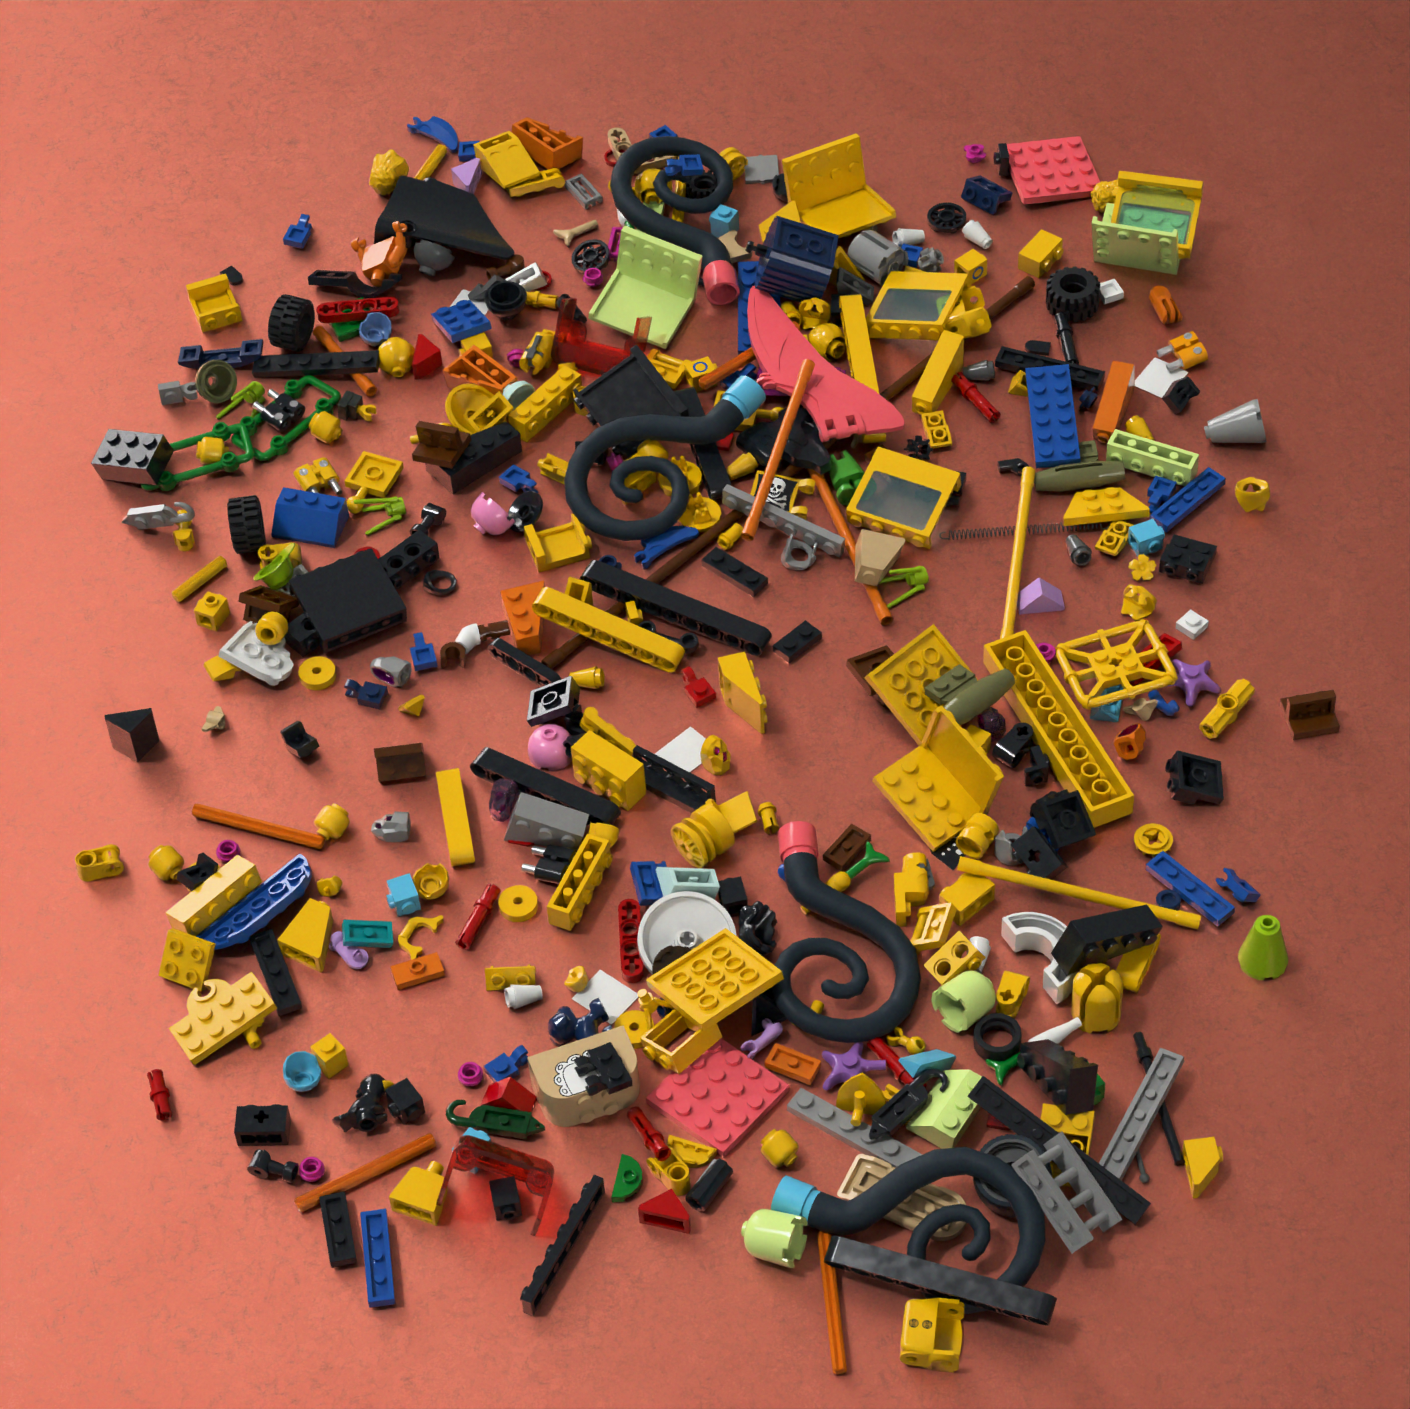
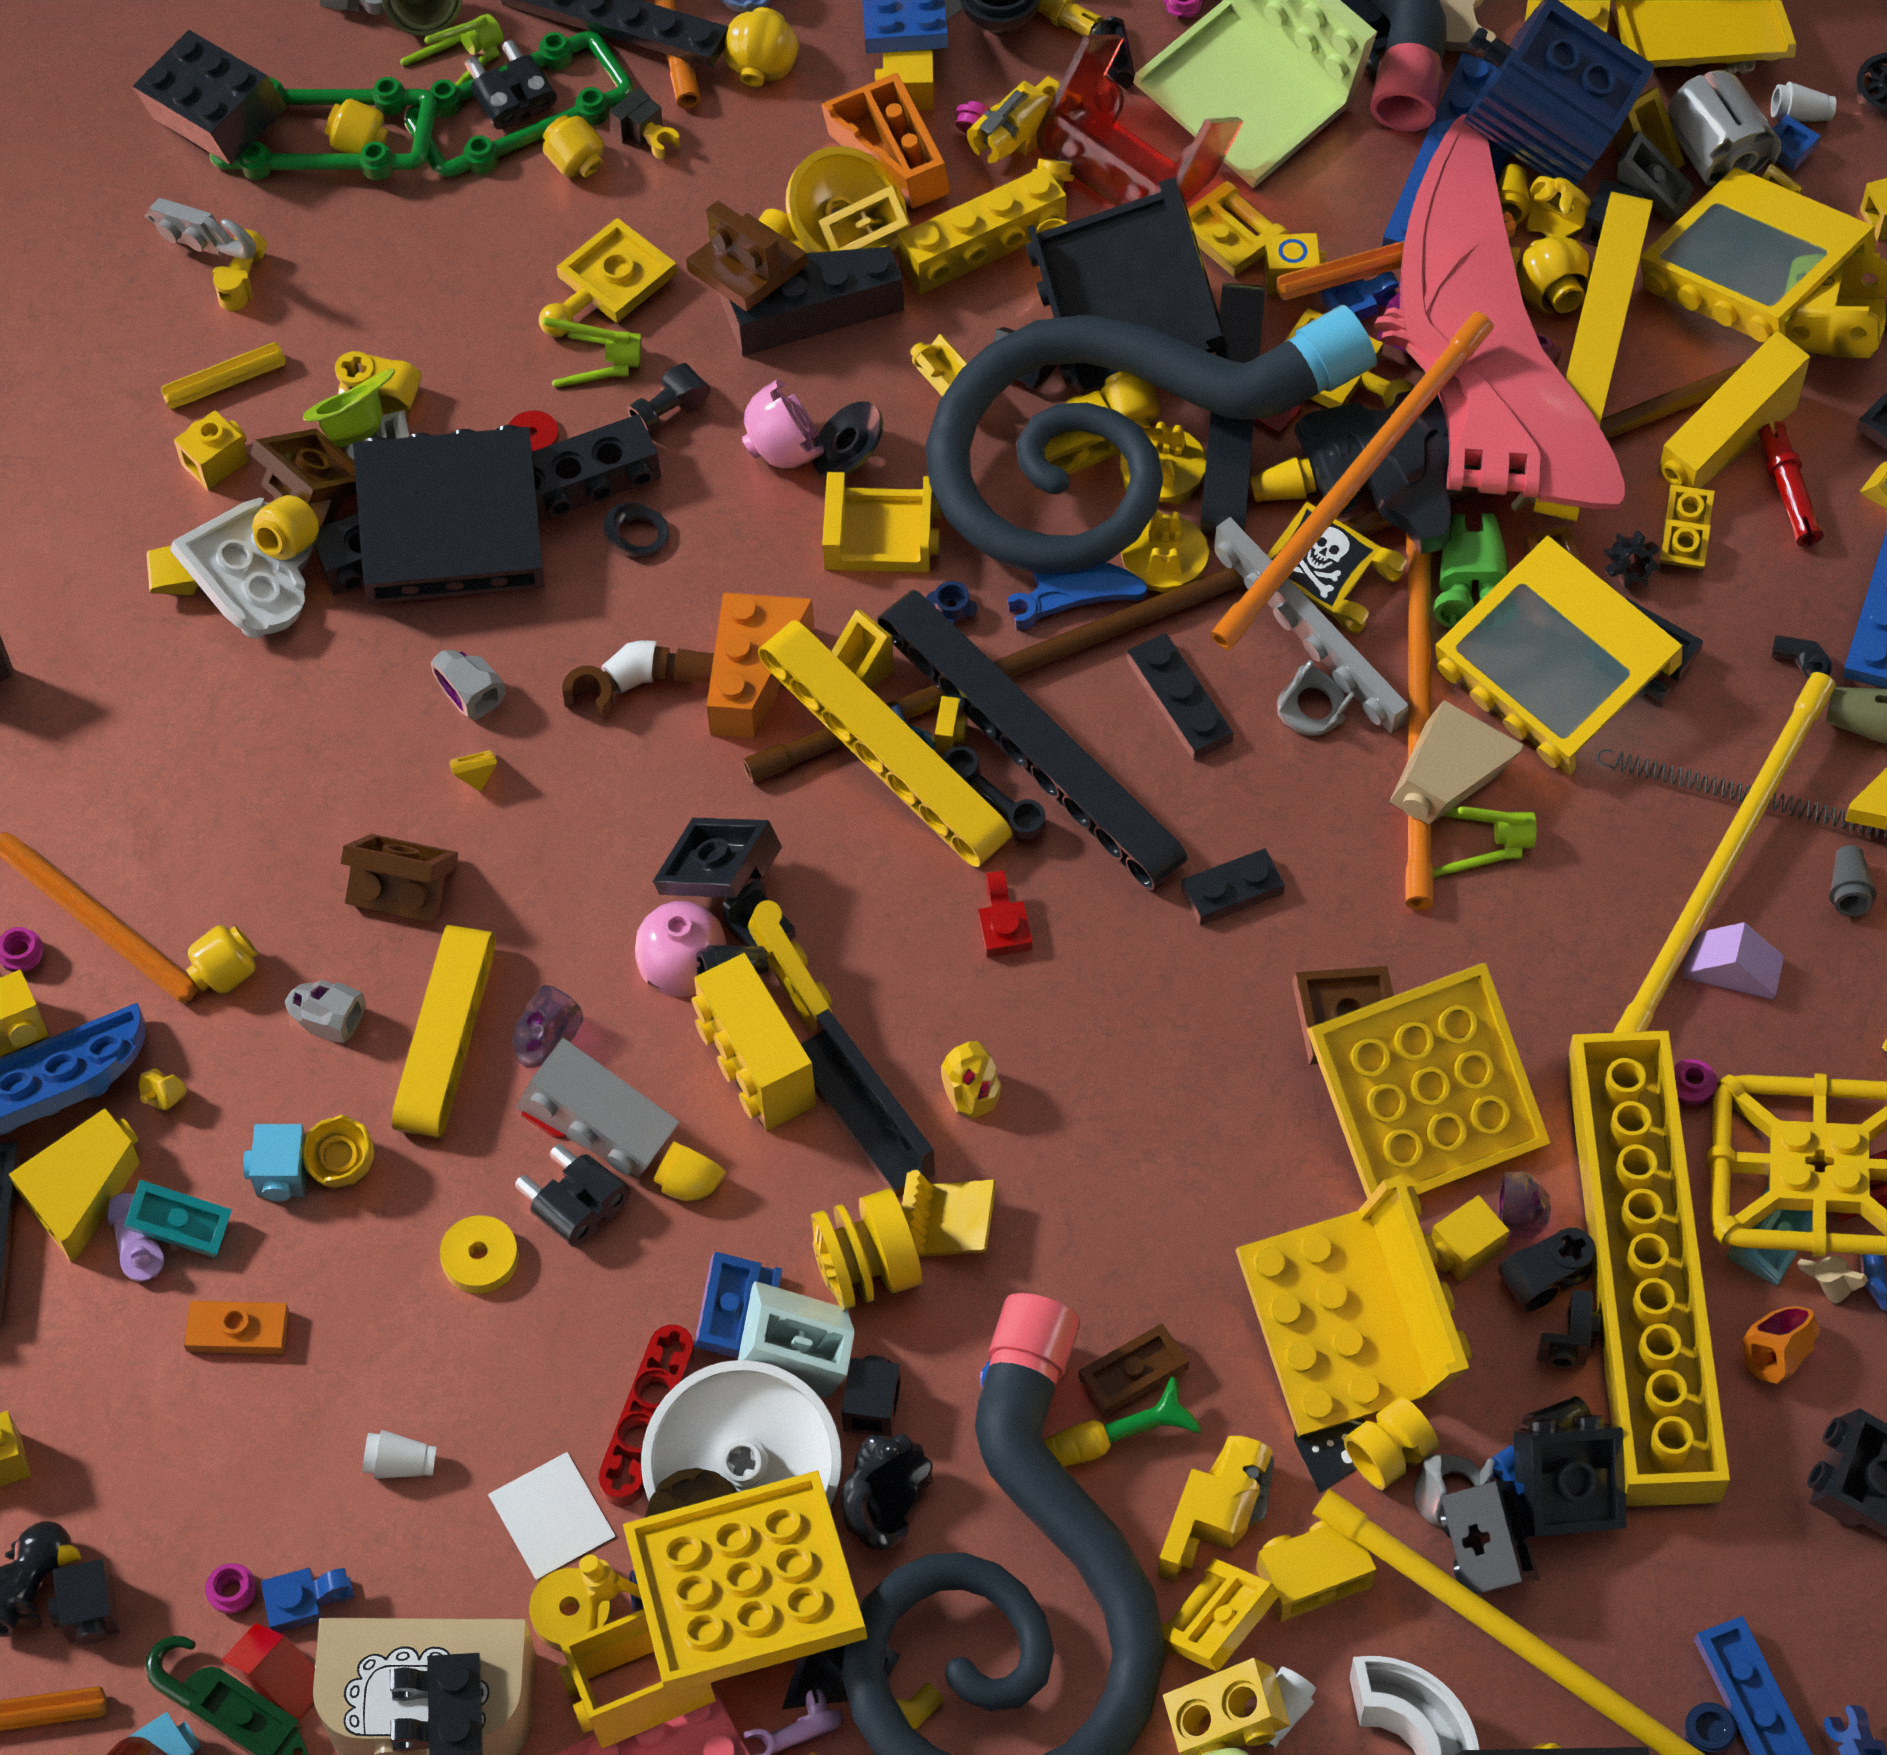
camera: 20 degrees right, 10 degrees up
(214, 719) = (118, 671): tan piece -> none
(246, 524) = (338, 299): black tyre -> none
(298, 741) = (240, 768): black bracket -> none
(309, 517) = (464, 320): blue slope -> none
(314, 665) = (344, 655): yellow piece -> none
(317, 476) = (515, 241): yellow piece -> none
(368, 695) = (407, 717): dark blue plate -> none
(413, 924) = (271, 1225): yellow helmet -> none
(422, 655) = (540, 670): blue plate -> none
(426, 357) = (809, 66): red slope -> none
(482, 908) = (401, 1248): red pin -> none
(495, 765) = (632, 1033): black beam -> none
(502, 977) = (377, 1403): yellow hinge -> none
(517, 478) = (866, 366): blue plate -> none
(518, 392) = (945, 194): light aqua piece -> none
(522, 663) = (707, 754): black beam -> none
(566, 1027) = (440, 1563): dark blue animal -> none
(577, 979) = (511, 1460): yellow piece -> none
(579, 882) = (600, 1259): yellow brick -> none
(589, 678) = (813, 826): yellow cone -> none
(614, 460) = (1055, 391): dark pink plate -> none
(684, 750) = (920, 1040): white sticker -> none
(727, 539) = (1194, 624): yellow pin -> none
(742, 690) = (1077, 956): yellow slope -> none
(767, 813) = (1015, 1247): yellow pin -> none
(930, 260) = (1824, 167): light grey gear -> none
(967, 696) = (1488, 1136): olive plate -> none
(980, 371) = (1822, 431): dark grey cone -> none
(1149, 832) = (1737, 1558): yellow gear -> none

